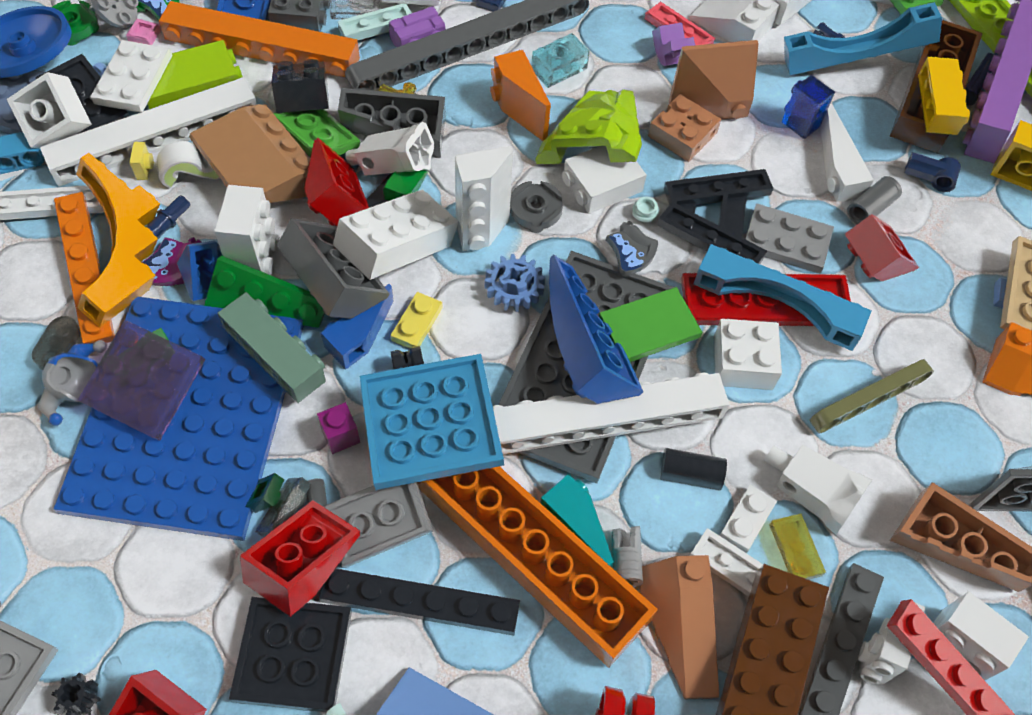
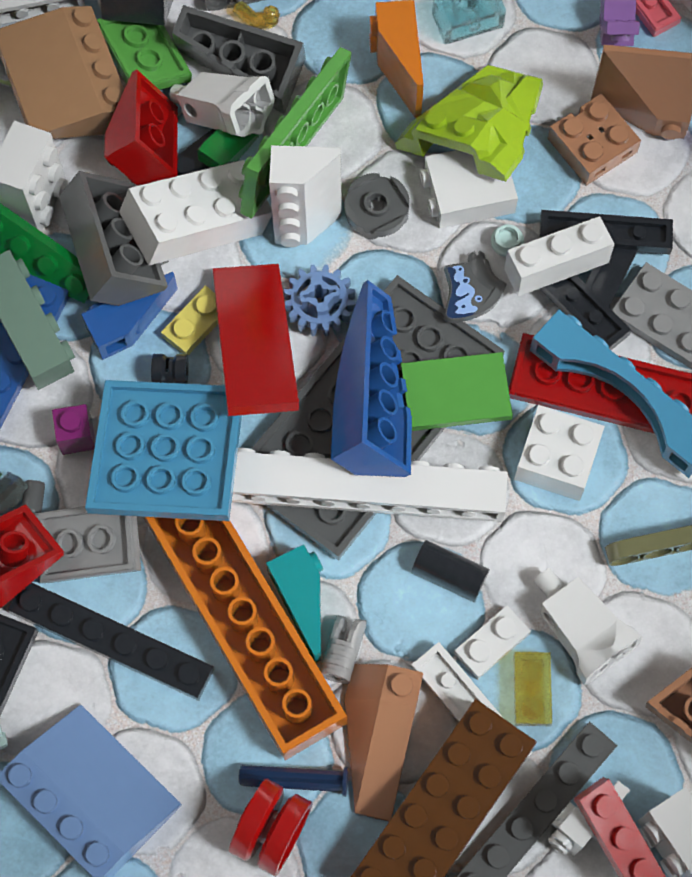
camera: 20 degrees right, 10 degrees up
(465, 140) = (296, 128): none -> bright green plate
(478, 320) = (254, 340): none -> red tile
(624, 680) = (295, 778): none -> dark blue axle
(694, 207) = (558, 256): none -> white brick

